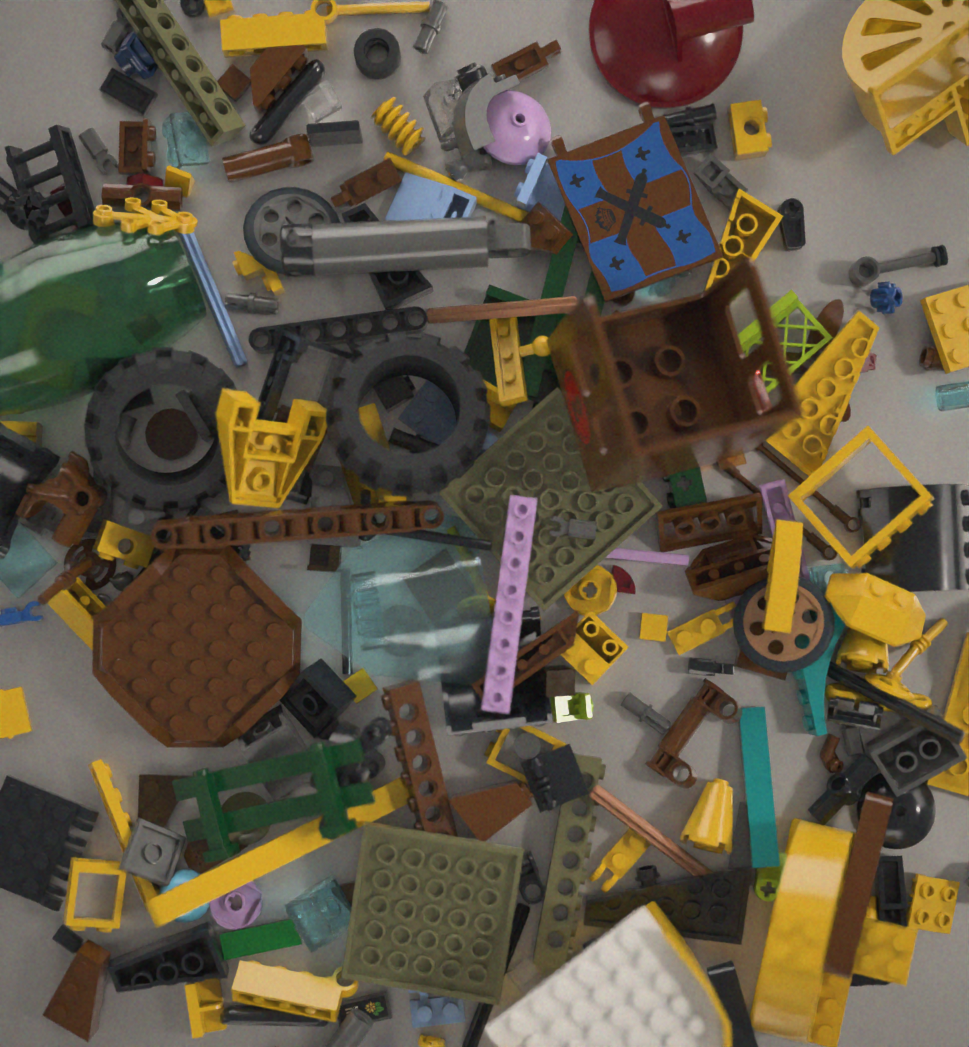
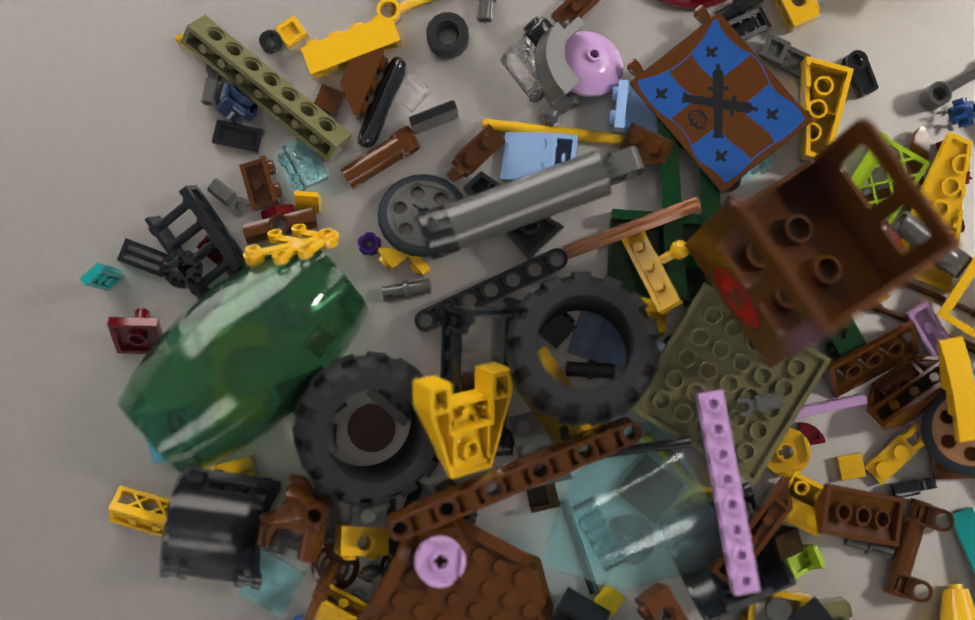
camera: 15 degrees left, 0 degrees up
(201, 596) = (449, 571): none -> lavender plate
(214, 299) = (372, 297): light blue axle -> none
(222, 241) = (369, 237): none -> dark purple plate
(398, 126) = (486, 93): yellow piece -> none
(642, 675) = (859, 515): none -> reddish brown slope
(812, 430) = (914, 233): none -> dark grey piece

